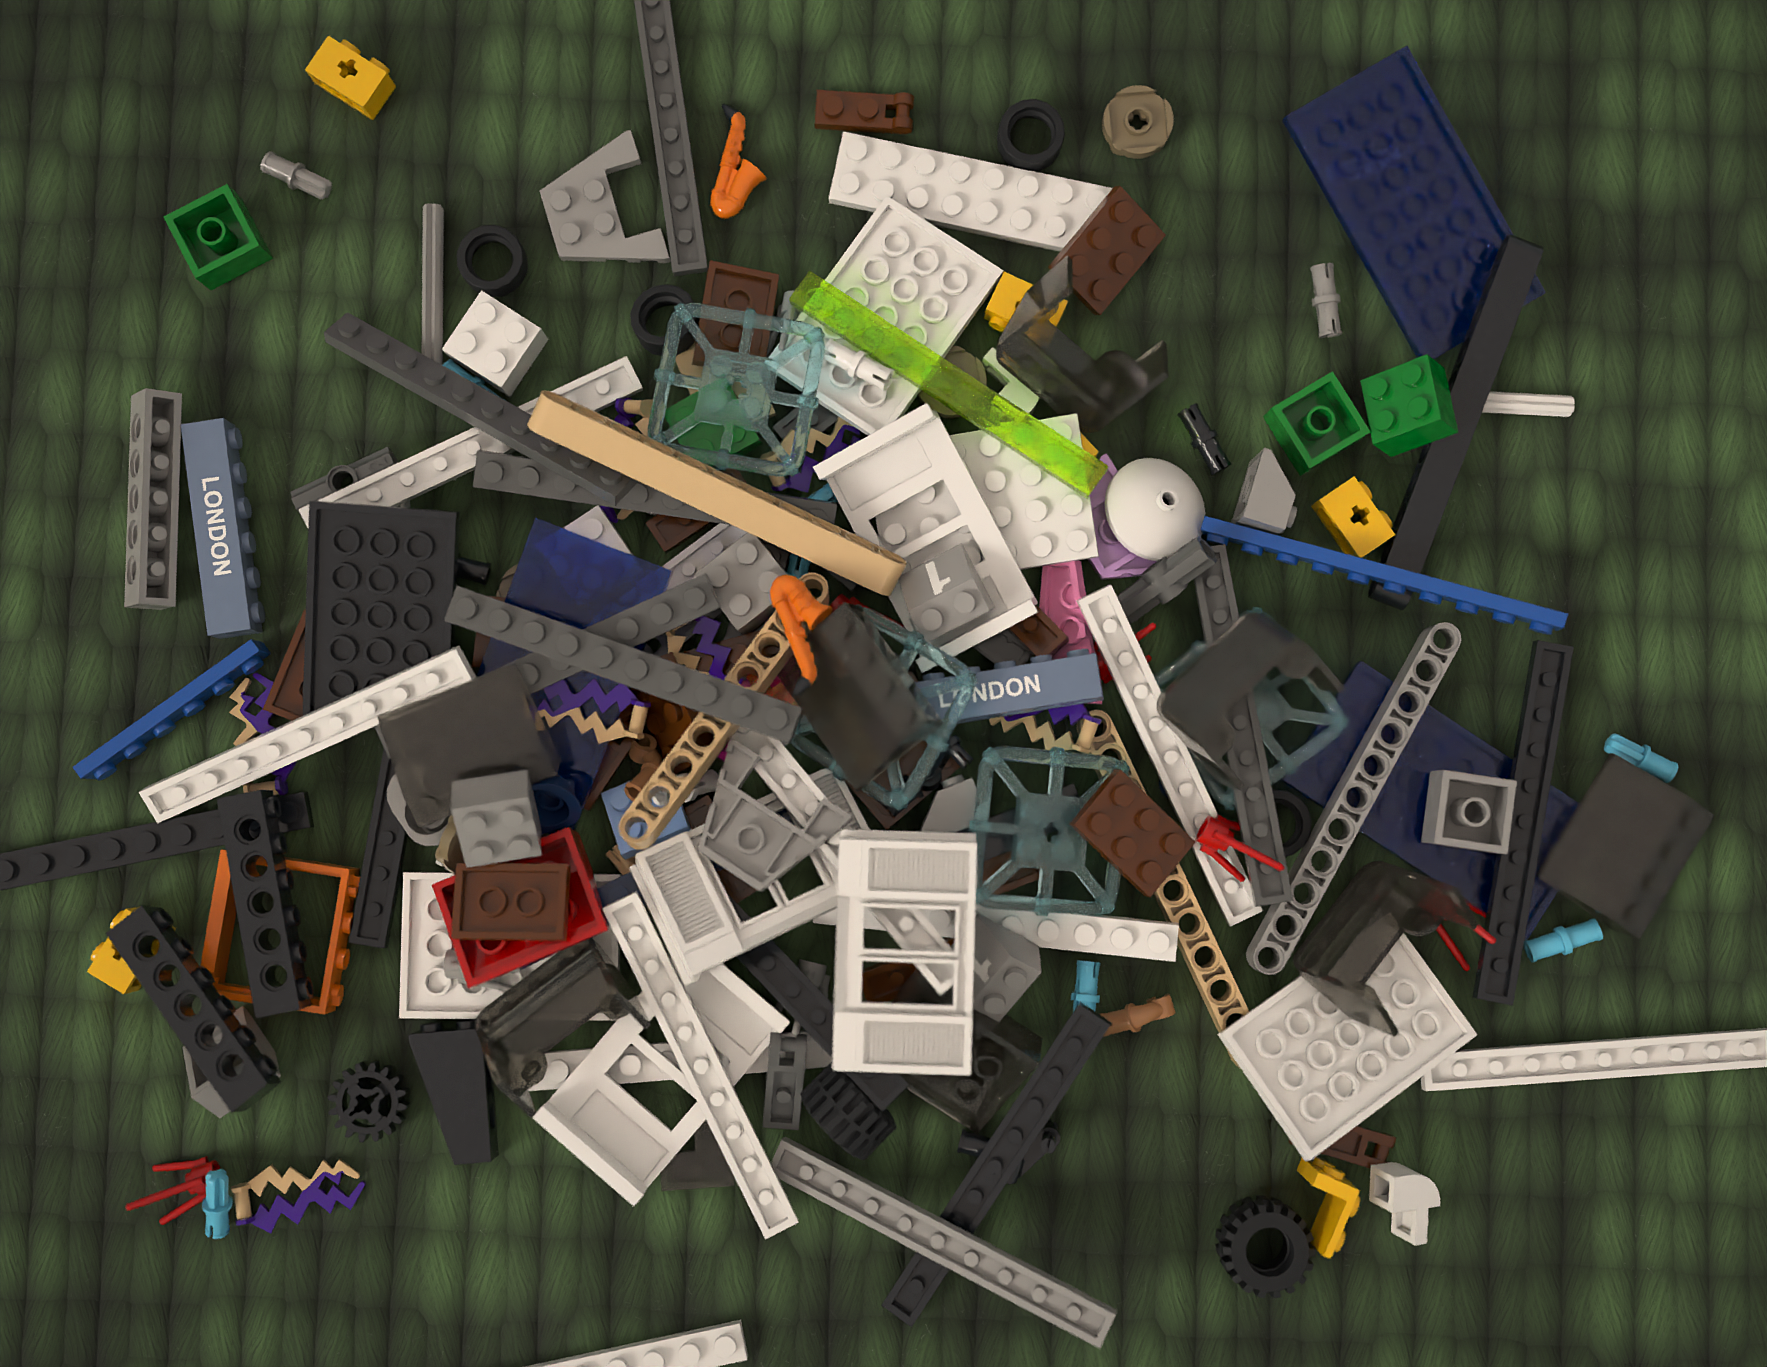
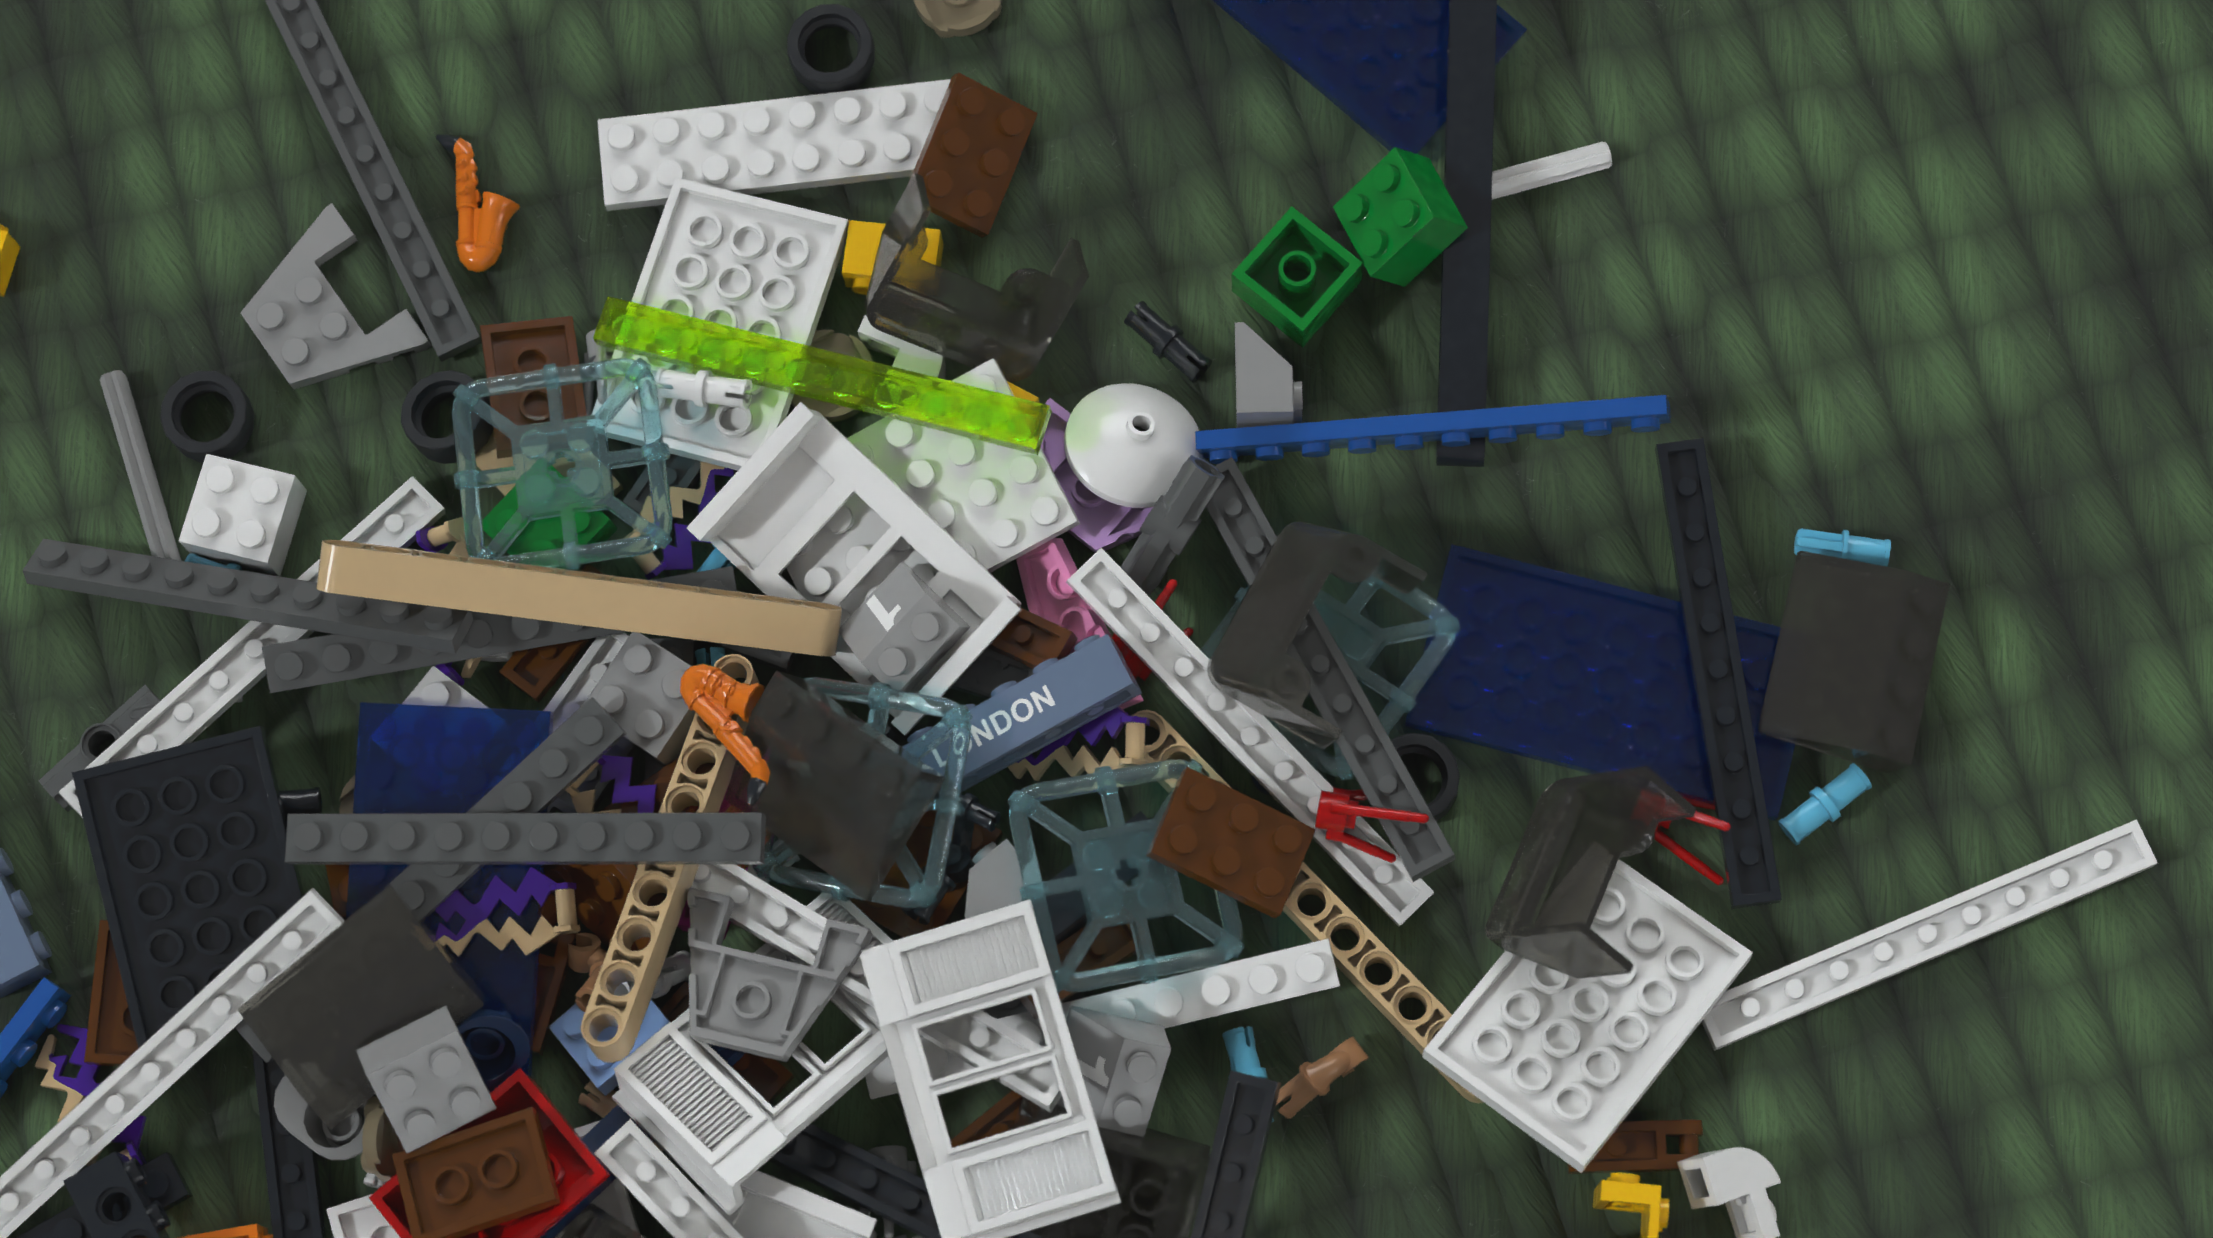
camera: 10 degrees left, 10 degrees down
(863, 111) = (615, 88): reddish brown plate -> none
(1326, 300) = (1261, 126): light grey pin -> none
(1340, 505) = (1374, 351): yellow brick -> none
(1368, 786) = (1495, 688): light grey beam -> none
(1469, 811) = (1641, 679): light grey brick -> none

